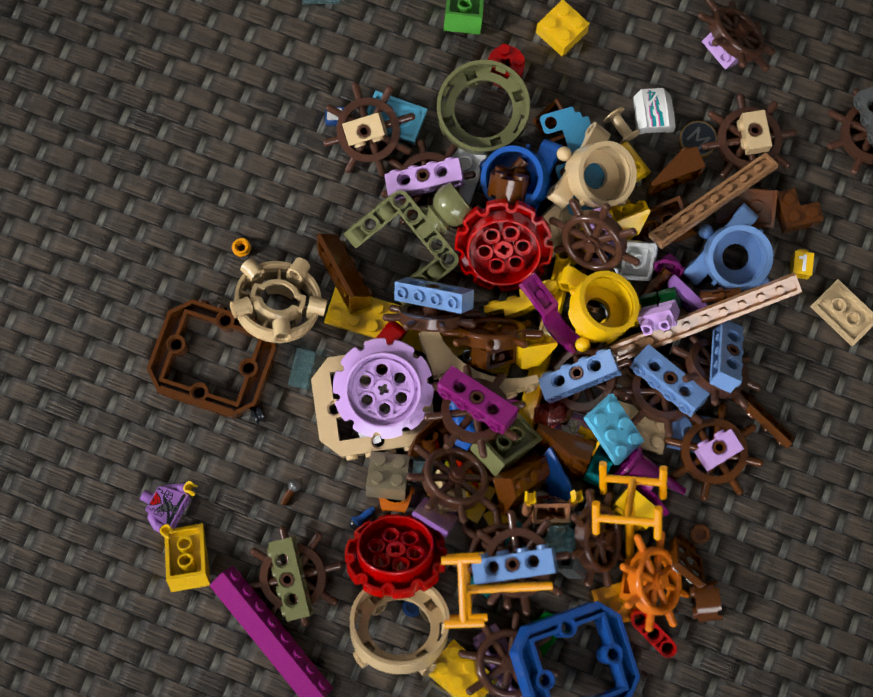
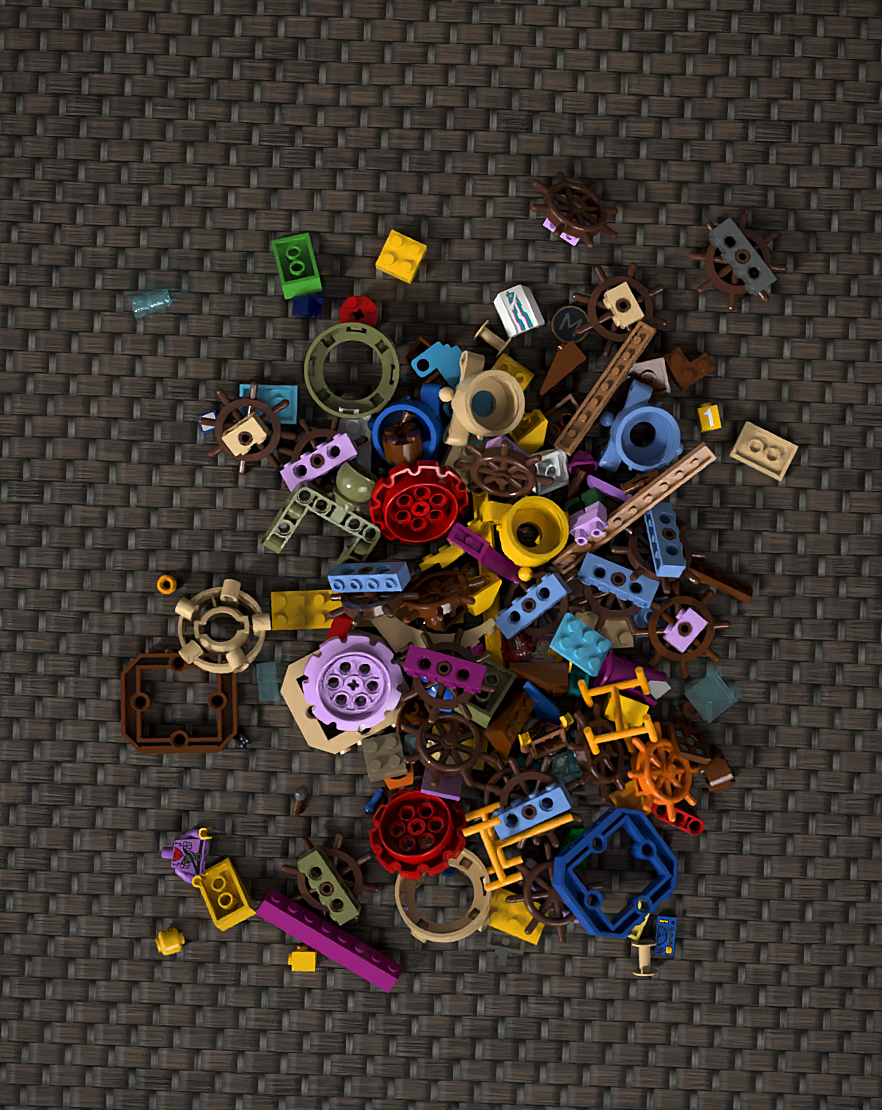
camera: 20 degrees left, 10 degrees up
(116, 584) = (169, 941): none -> yellow head
(238, 646) = (303, 958): none -> yellow brick
(343, 272) = (274, 578): reddish brown slope -> none
(461, 42) = (307, 307): none -> clear blue brick
(674, 502) = (658, 688): none -> white sticker
(722, 528) = (710, 696): none -> clear light blue tile

